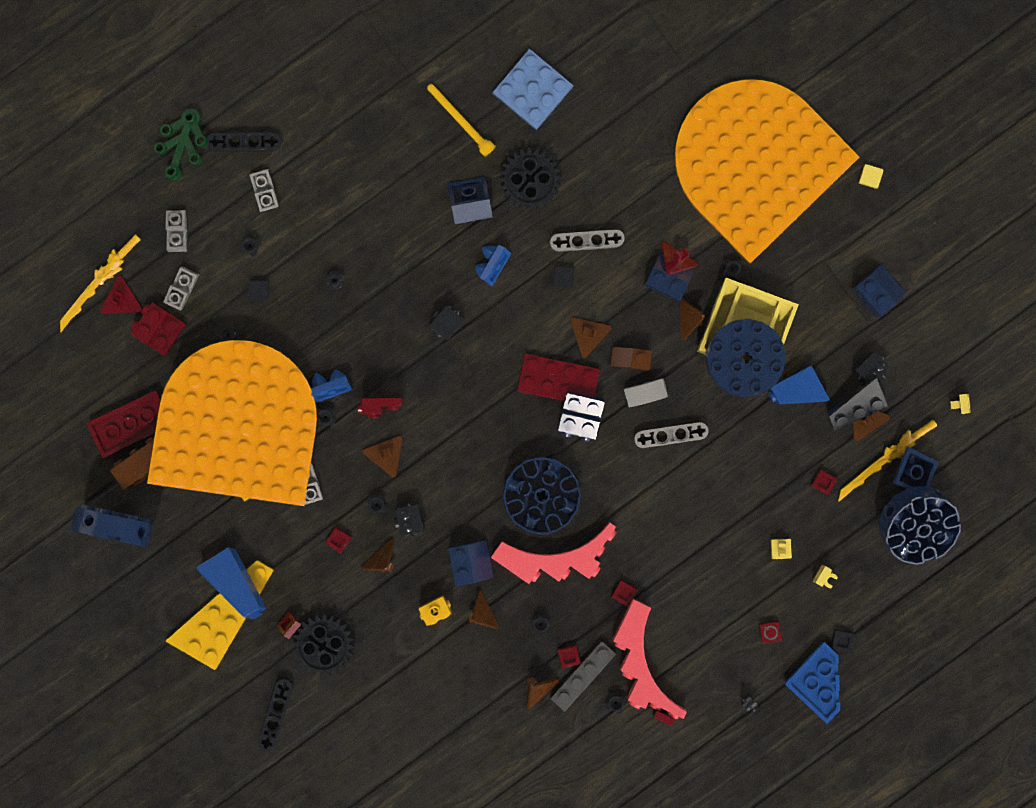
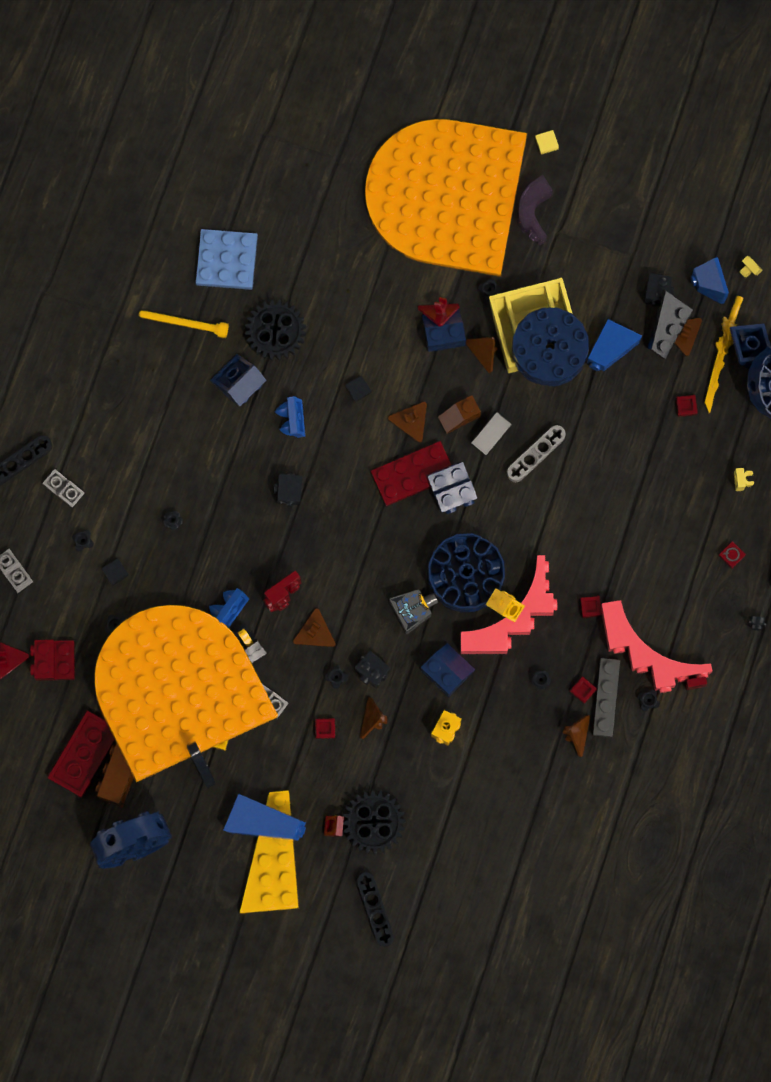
camera: 30 degrees left, 10 degrees down
(181, 288) = (49, 614): light grey slope -> none
(212, 504) = (201, 764): none -> black beam
(324, 435) = (252, 648): none -> piece
(477, 493) = (412, 609): none -> dark grey torso
(482, 613) = (486, 703): reddish brown piece -> none
(552, 547) = (505, 604): none -> yellow head
(587, 244) = (354, 345): light grey beam -> none
(780, 548) = (691, 482): light yellow tile -> none
(825, 215) = (532, 196): none -> clear purple arch
(879, 291) = (619, 226): dark blue slope -> none
(920, 393) = (710, 281): none -> blue slope

